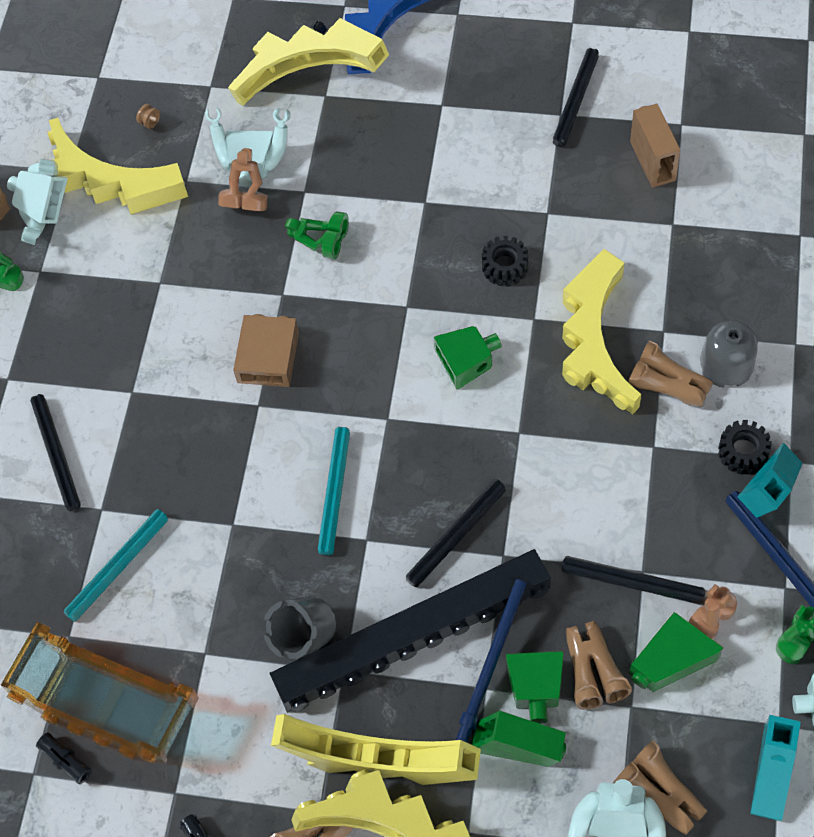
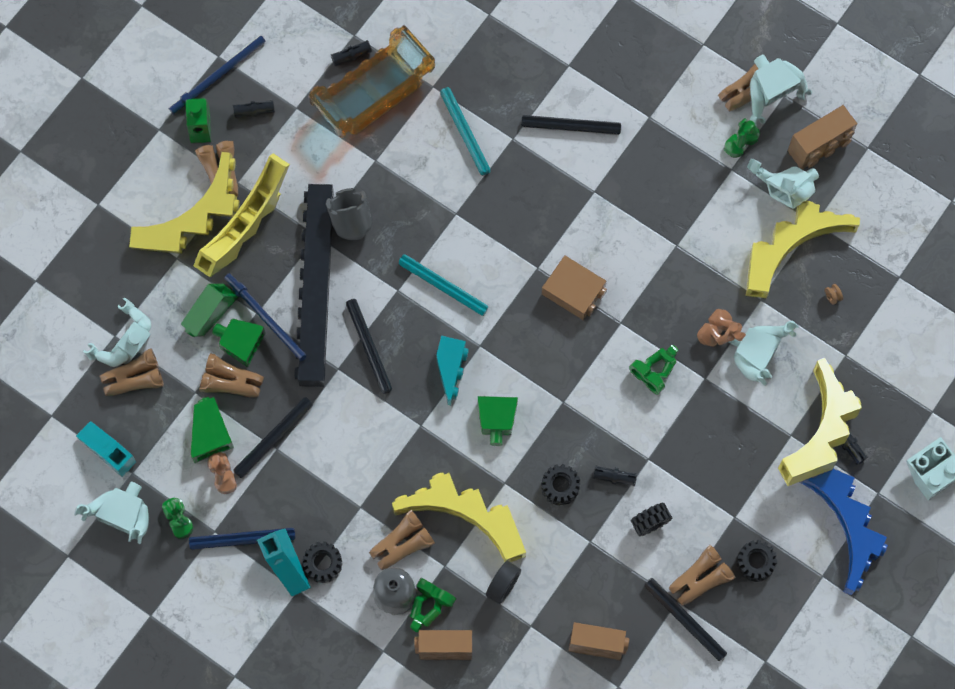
camera: 110 degrees right, 10 degrees up
(430, 431) = (449, 360): none -> teal slope
(463, 218) = (615, 475): none -> black pin
(473, 53) = (747, 569): none -> black tyre
(494, 157) = (651, 519): none -> black tyre
(520, 96) = (707, 560): none -> medium nougat piece
(650, 243) = (503, 582): none -> black tyre
(702, 312) = (441, 599): none -> green piece
(754, 274) = (444, 645): none -> medium nougat brick

